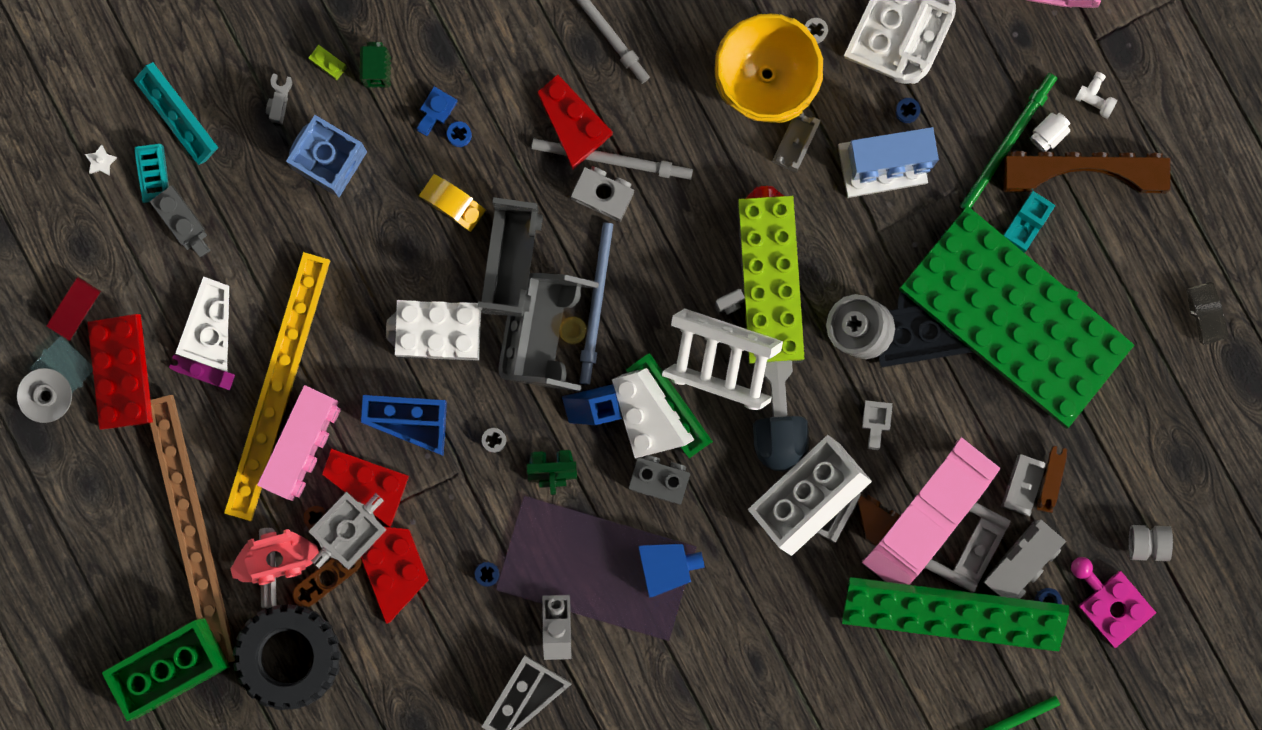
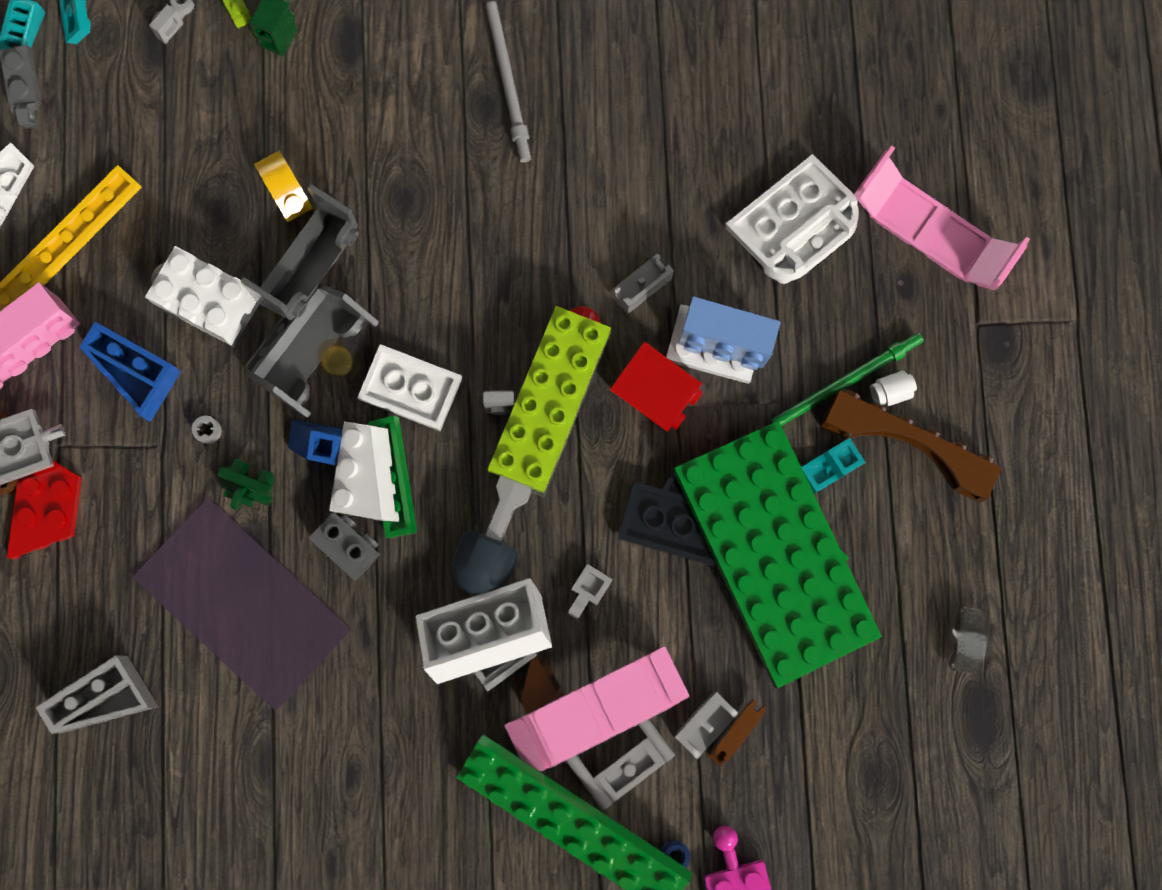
camera: 20 degrees right, 5 degrees down
(326, 155) = (181, 81): medium blue brick -> none
(364, 479) = (60, 404): red wing -> none
(437, 108) = (315, 94): blue plate -> none
(457, 142) = (324, 118): blue bush -> none
(495, 574) = (124, 552): dark blue bush -> none
(556, 627) = (168, 643): light grey slope -> none
(573, 120) = (437, 165): red wing -> none
(588, 355) = (339, 392): sand blue bar -> none
(615, 205) = (436, 260): light grey brick -> none
(642, 323) = (410, 387): none -> white plate
(664, 169) = (501, 249): light grey bar -> none
(667, 566) = (308, 635): blue torso -> none
(738, 340) = (485, 439): white fence -> none
(774, 45) = (649, 174): yellow rock -> none
(815, 22) = (706, 197): light grey bush -> none
(854, 225) = (657, 387): none -> red brick
(865, 341) = (616, 487): light grey wheel -> none
(910, 118) = (764, 296): dark blue bush -> none
(1024, 561) = (669, 803): light grey wedge -> none
(1089, 96) = (947, 373): white piece -> none
(1153, 543) = (805, 846): light grey wheel -> none

